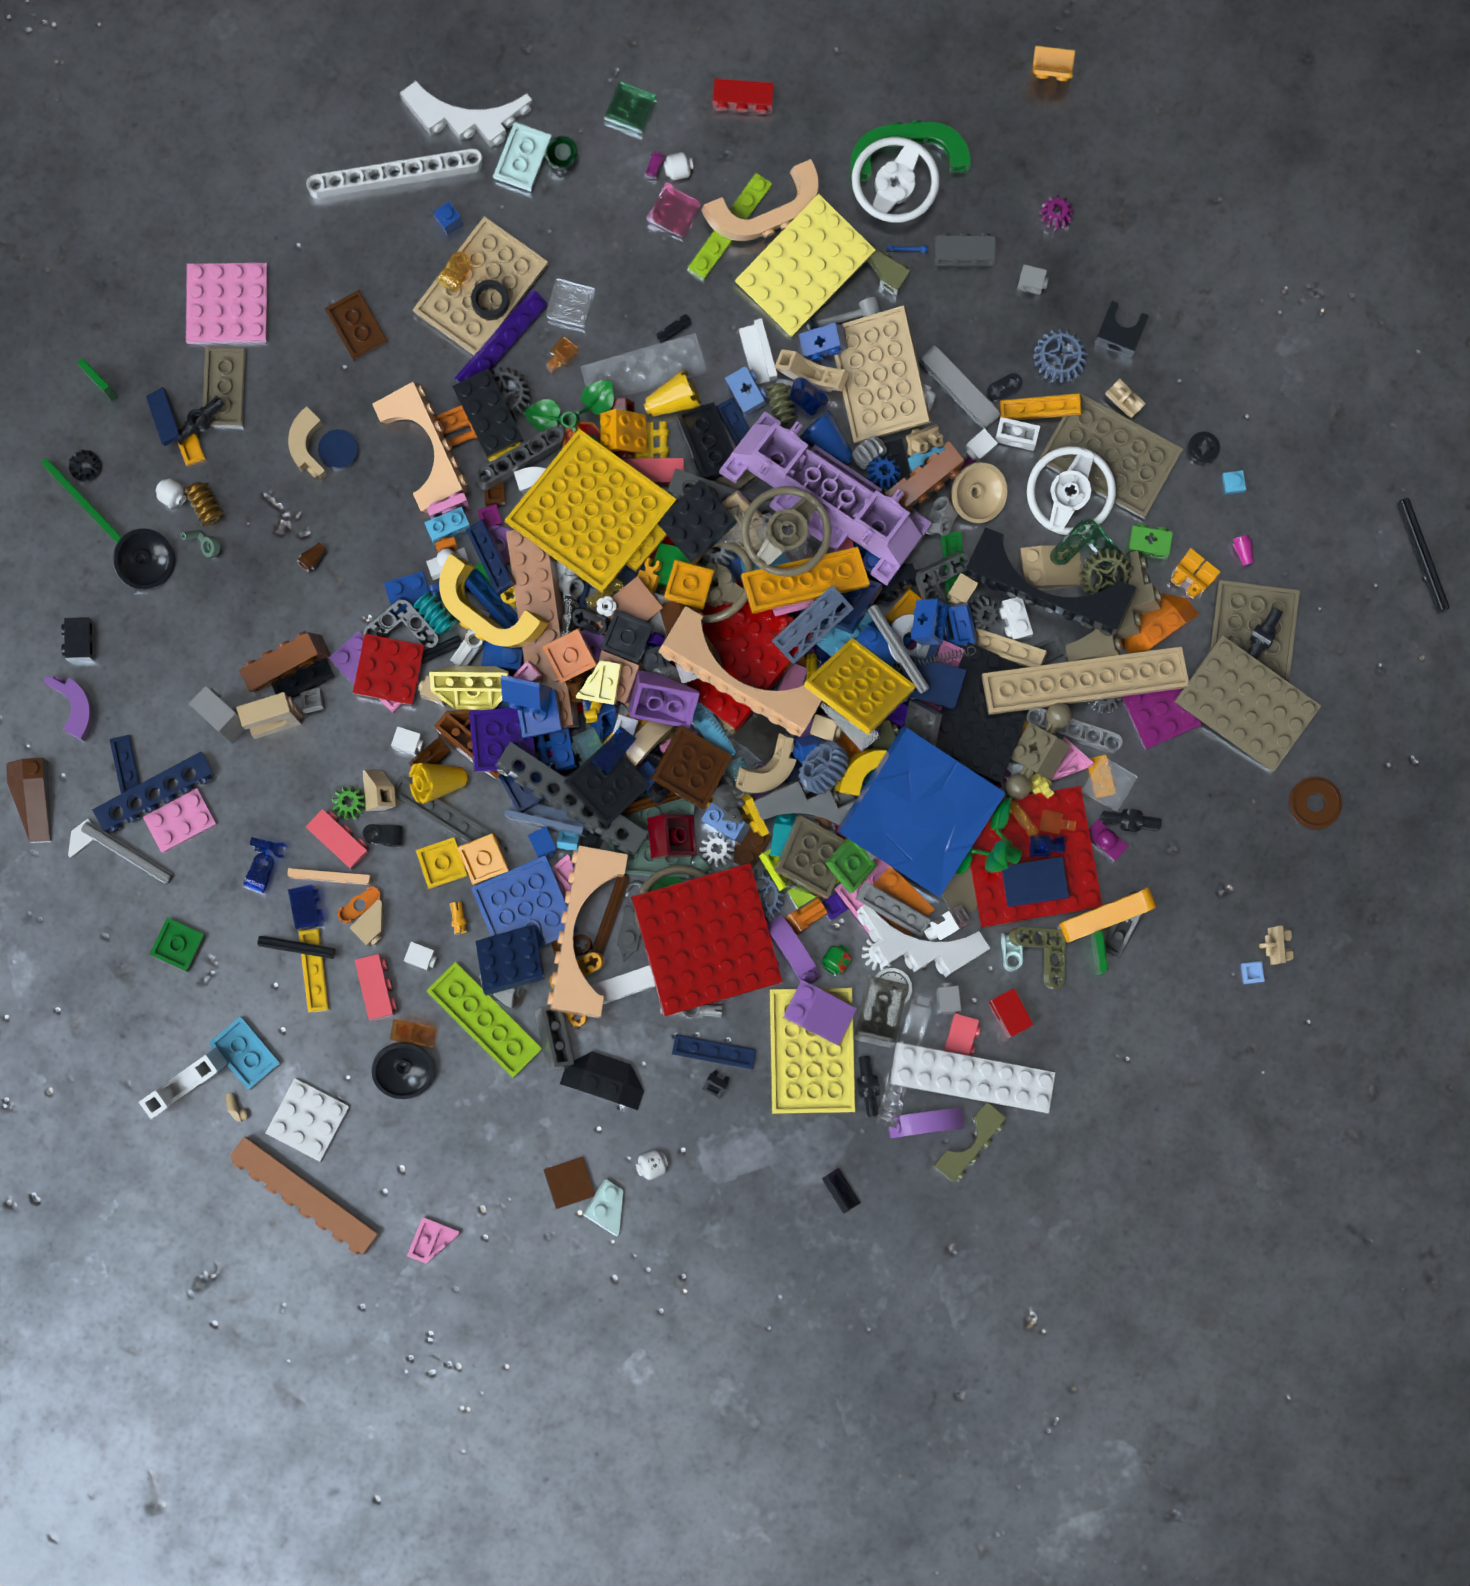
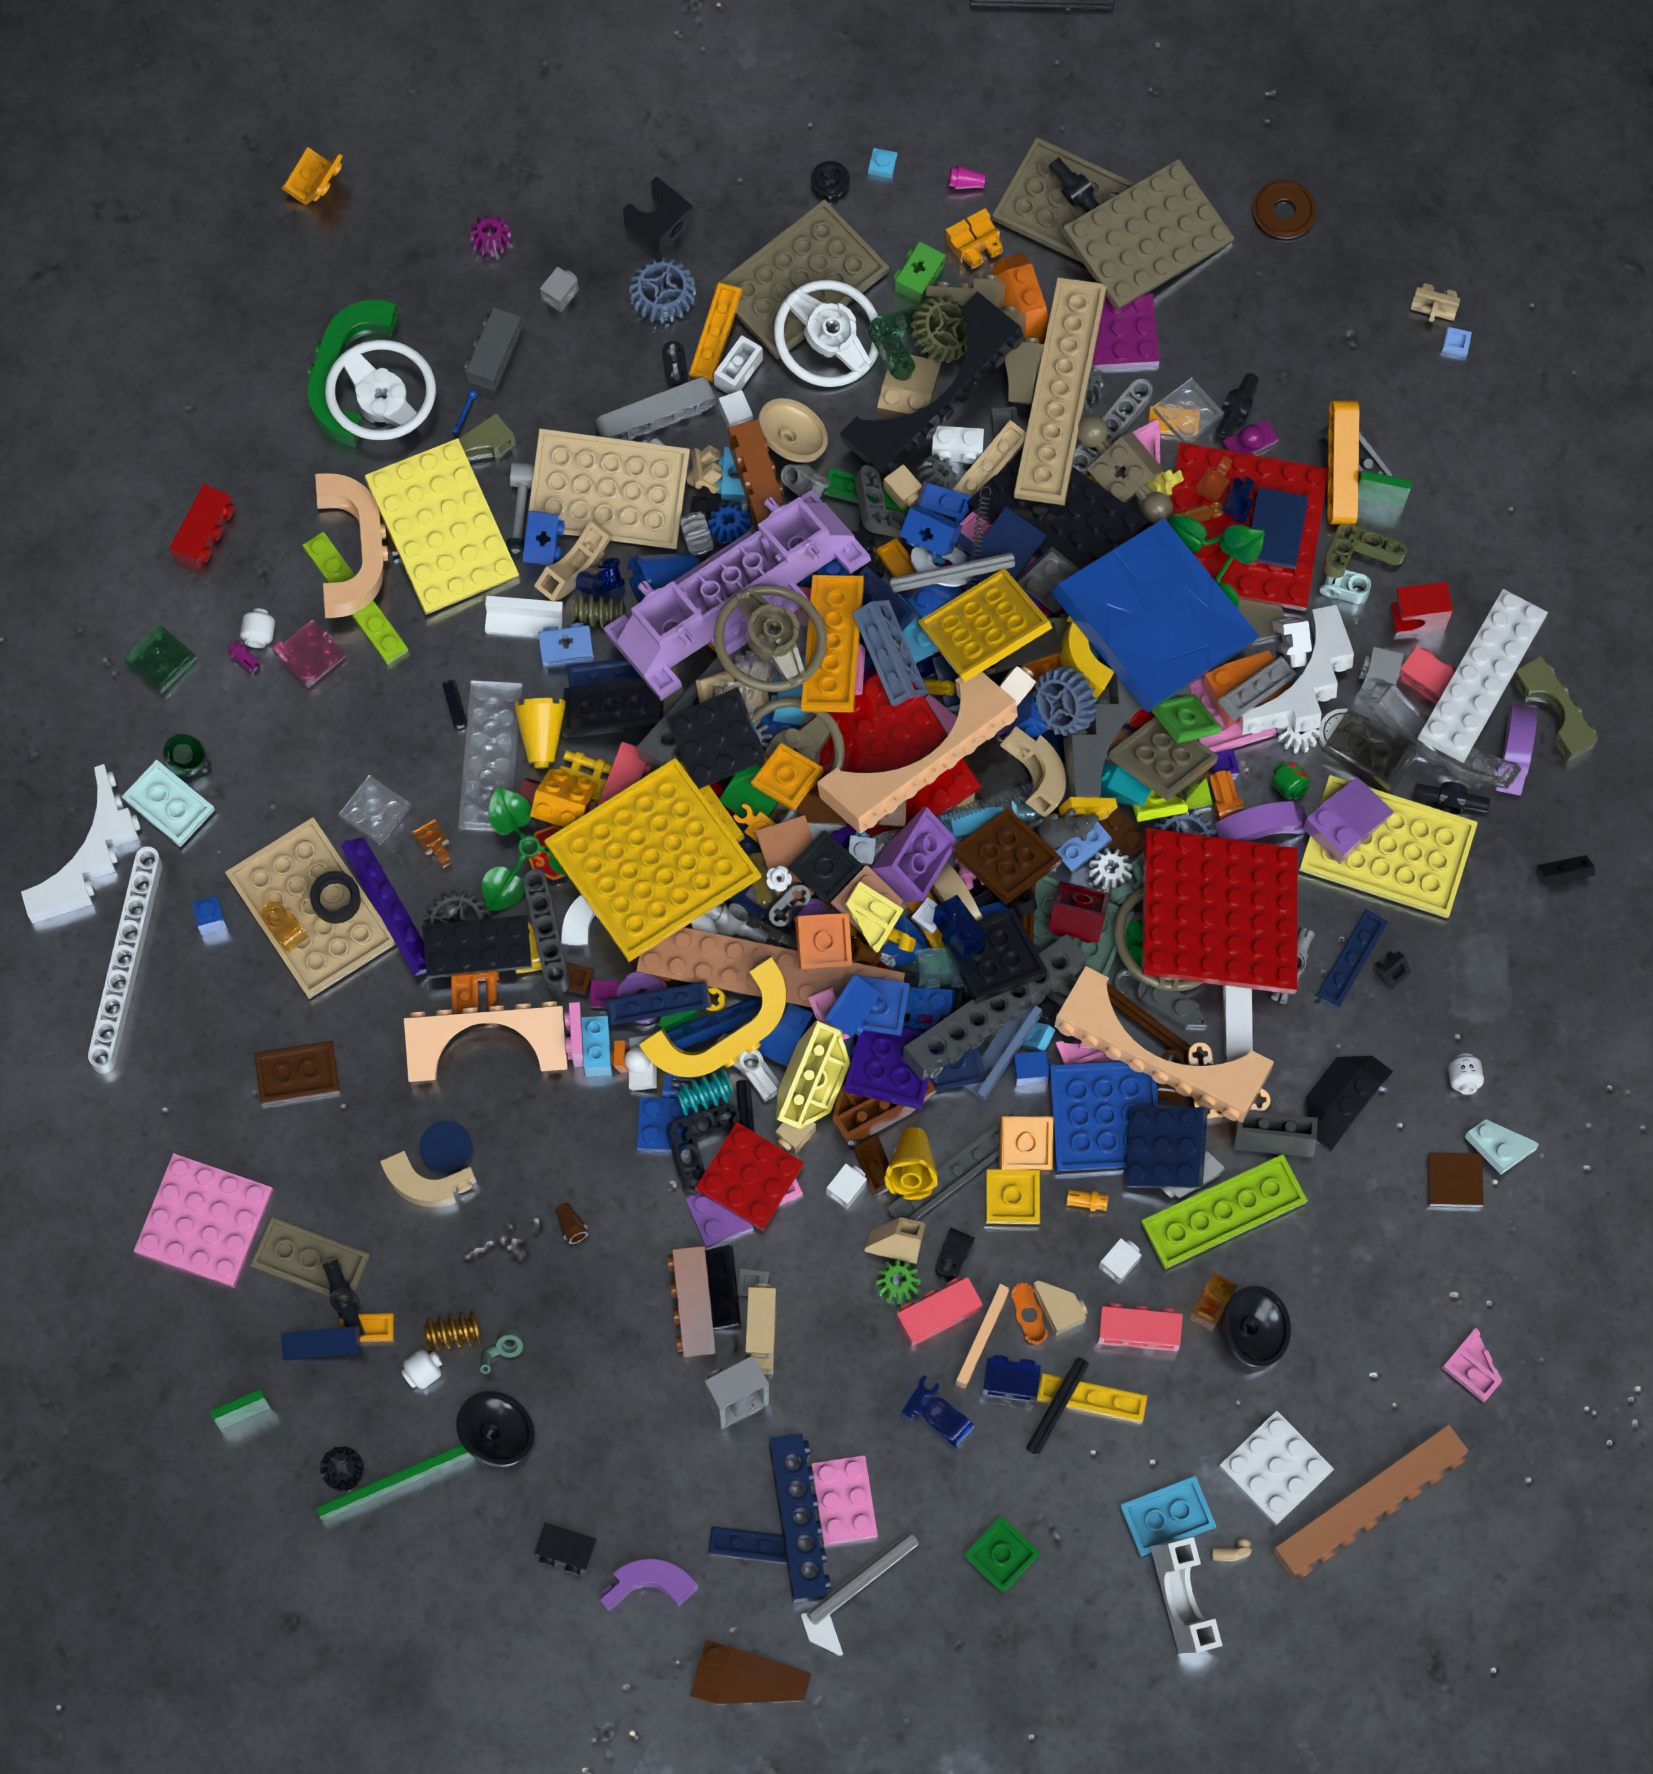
camera: 75 degrees left, 10 degrees down
(1125, 398) = (742, 238): tan hips -> none

